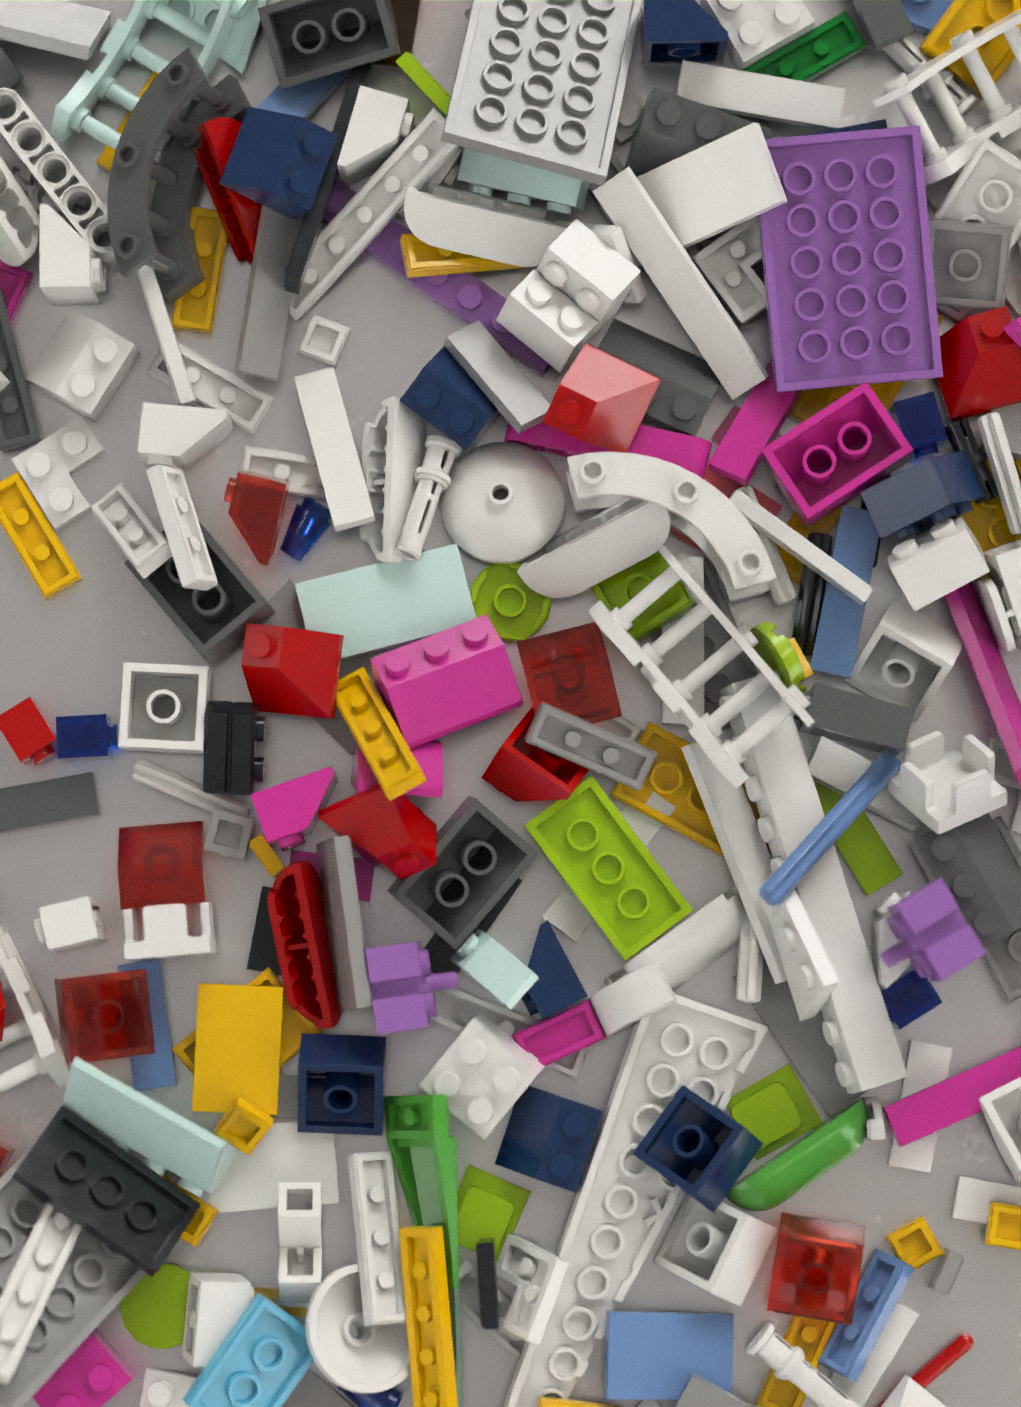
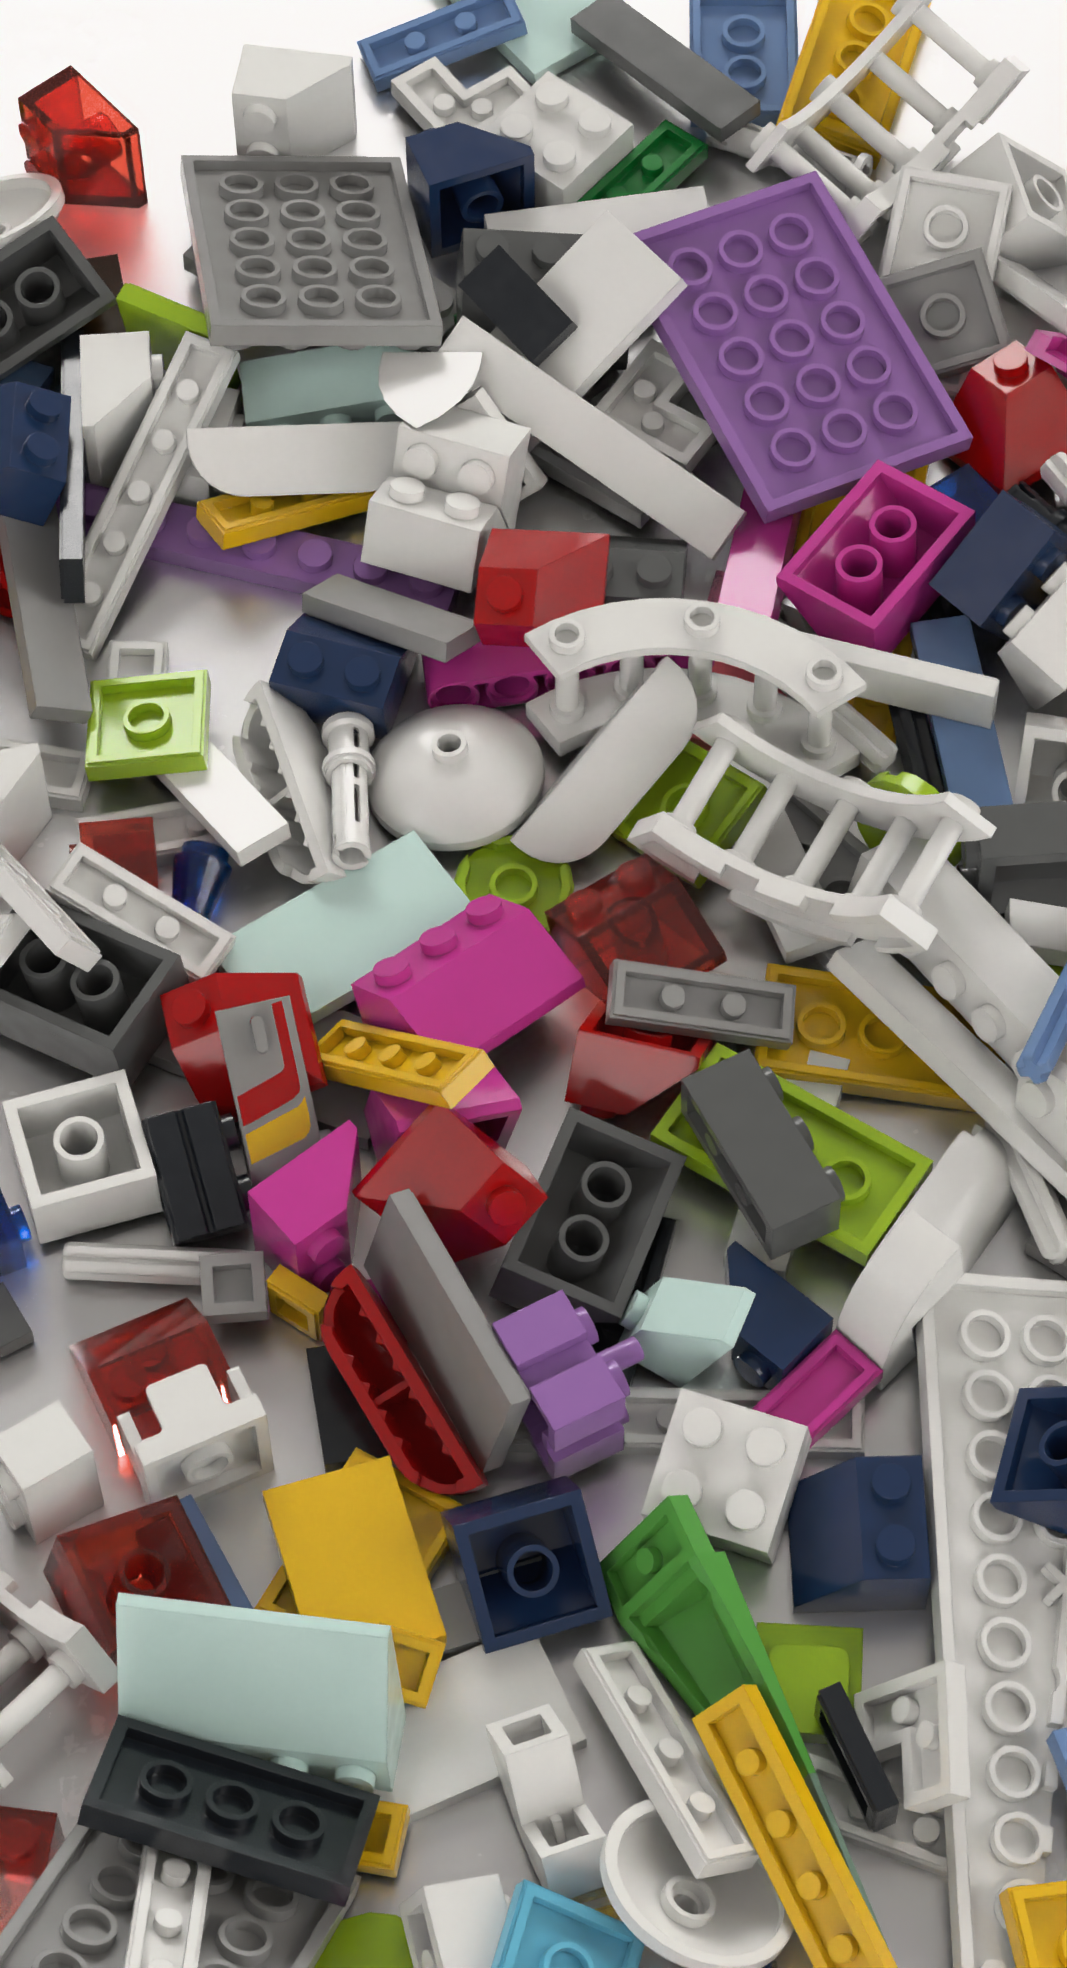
camera: 20 degrees left, 25 degrees down
(255, 554) = (127, 902): none -> white tile
(295, 716) = (268, 1084): none -> light grey door
(313, 397) = (148, 725): none -> lime tile
(581, 213) = (426, 383): none -> white sticker
(585, 874) = (762, 1153): none -> dark grey brick
(668, 168) = (517, 306): none -> black tile

